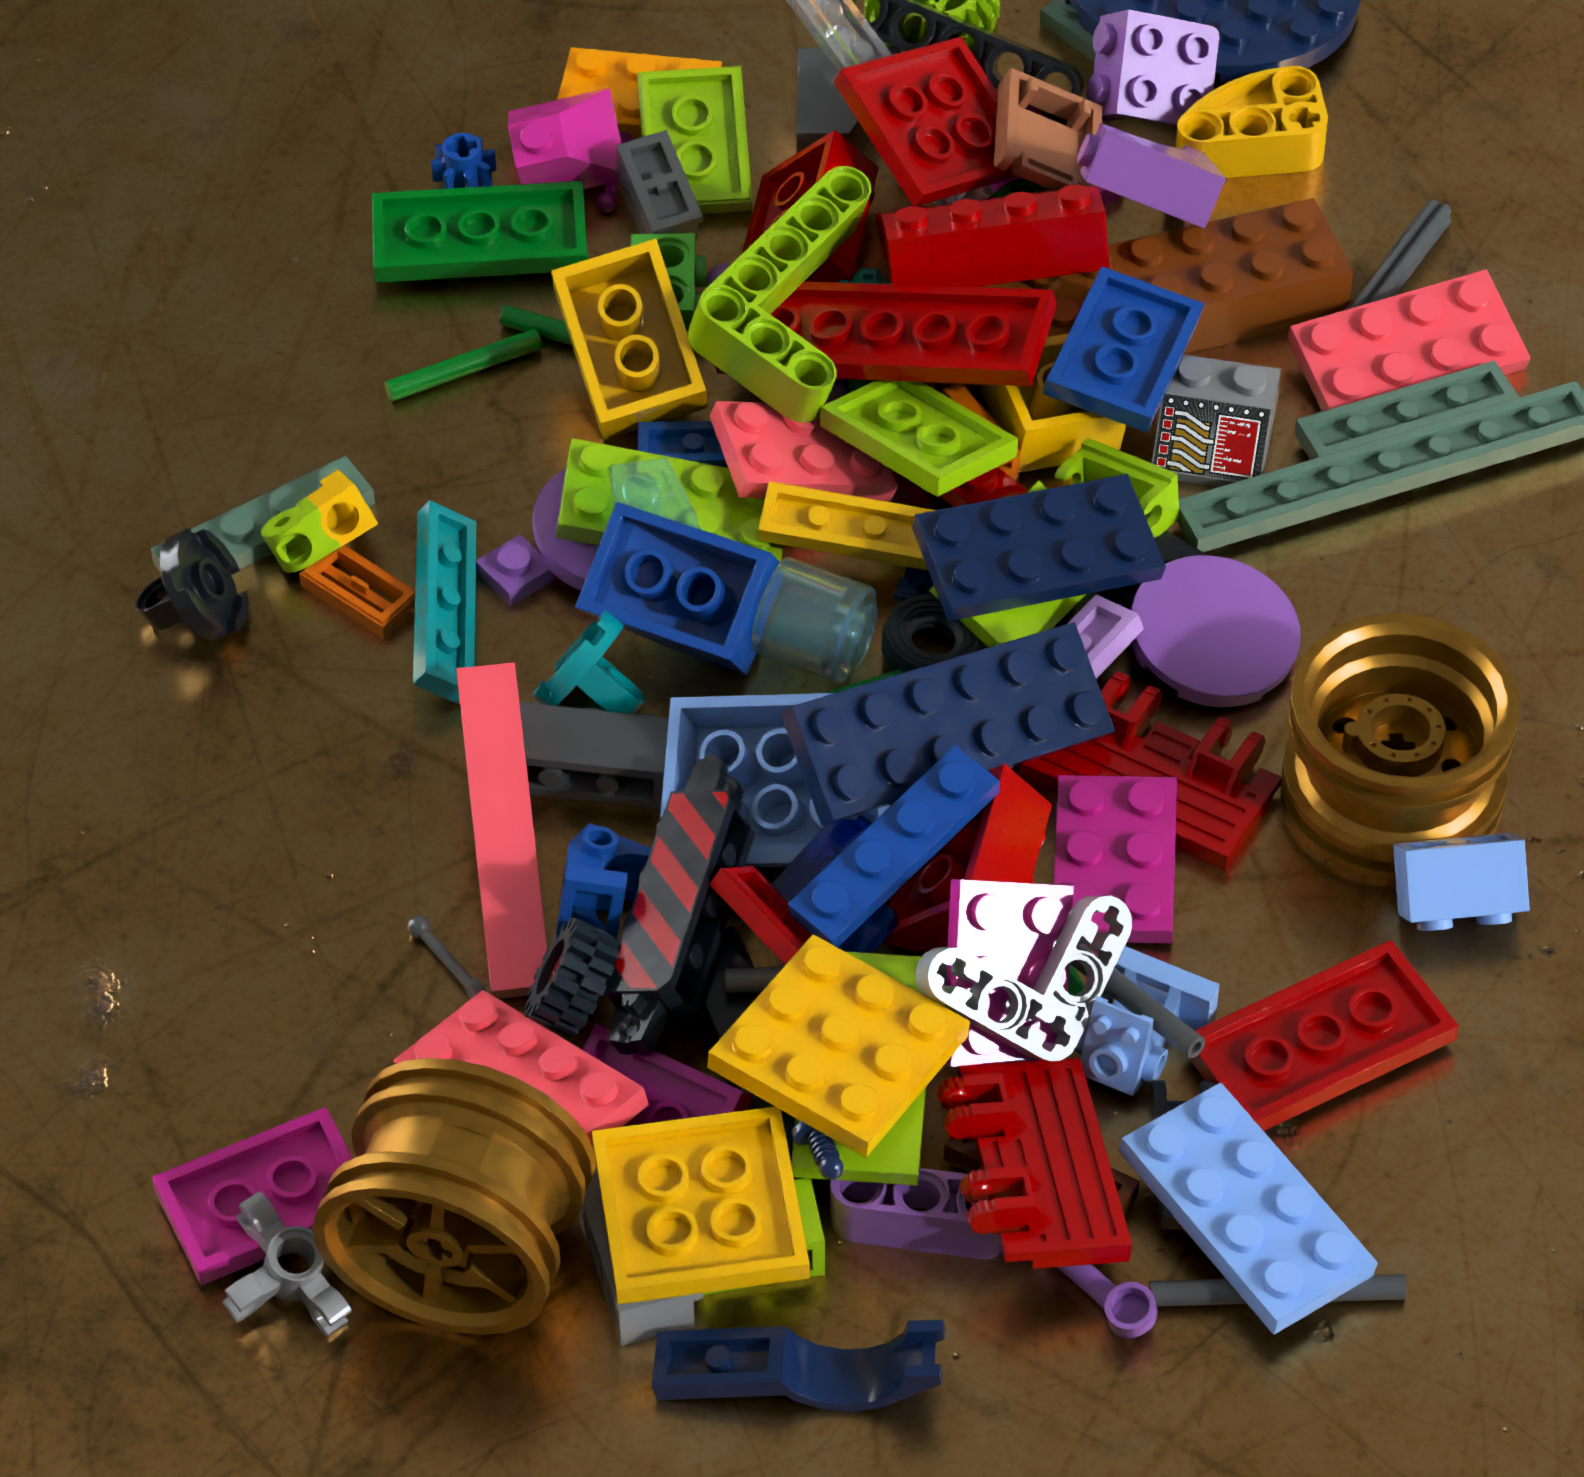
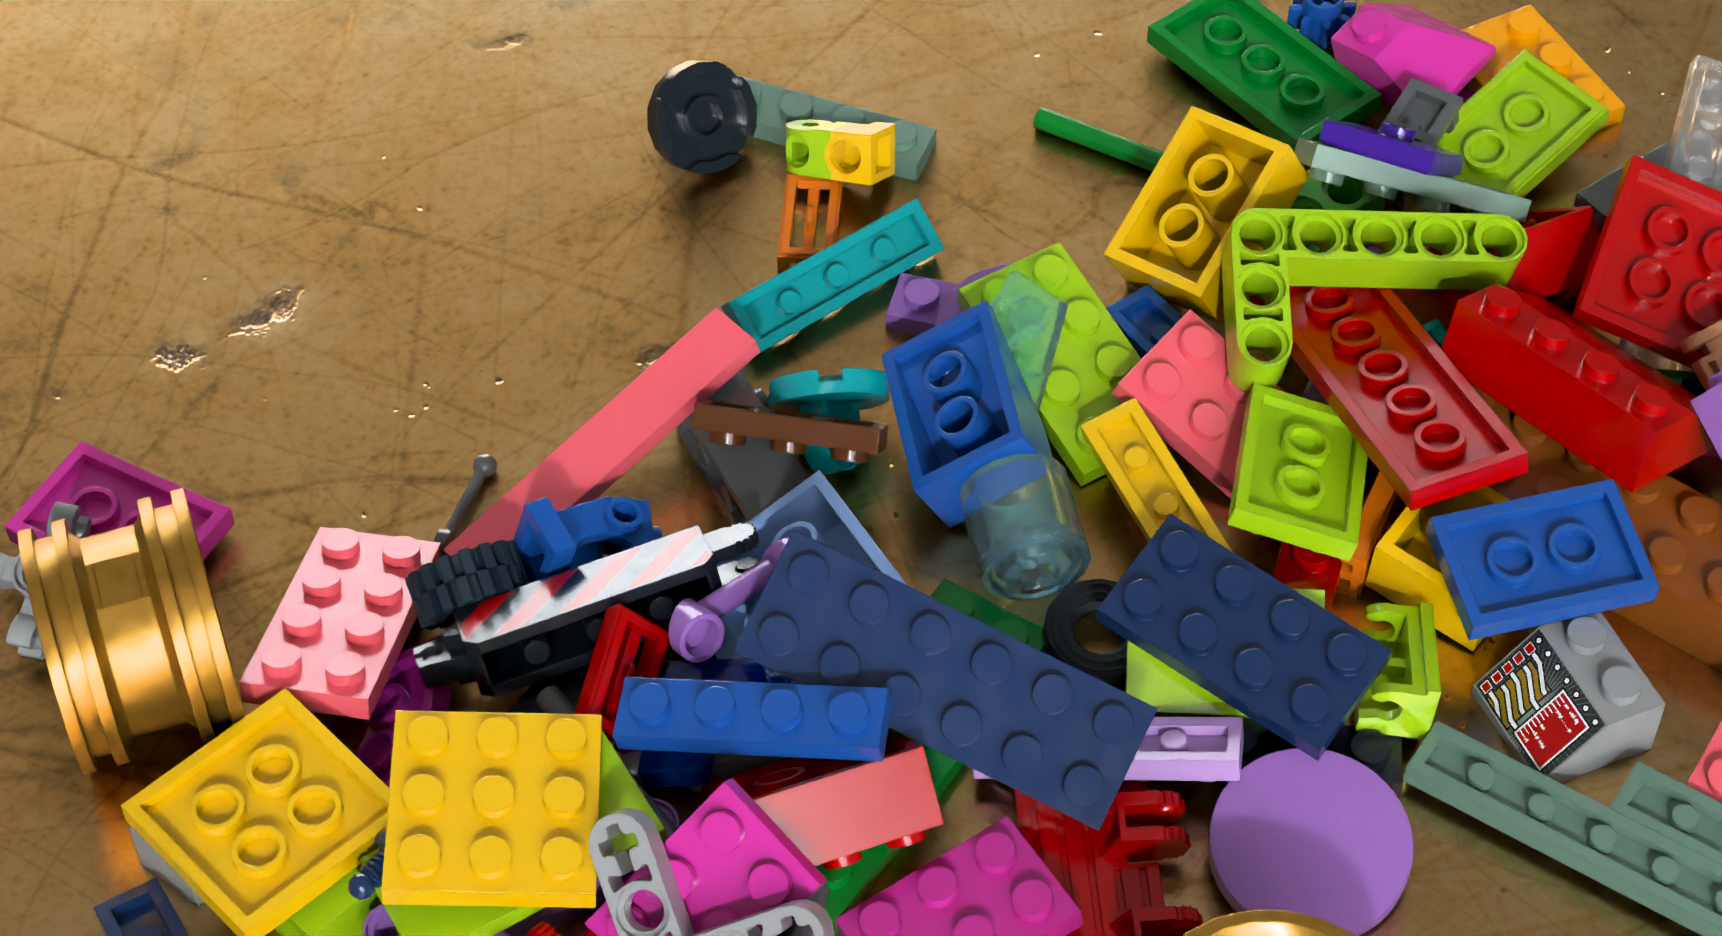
camera: 55 degrees right, 0 degrees up
(612, 694) = (790, 430): none -> reddish brown plate
(691, 191) = (1393, 146): none -> dark purple plate
(725, 204) = (1384, 180): none -> sand green plate
(762, 755) = (696, 626): none -> medium lavender bar

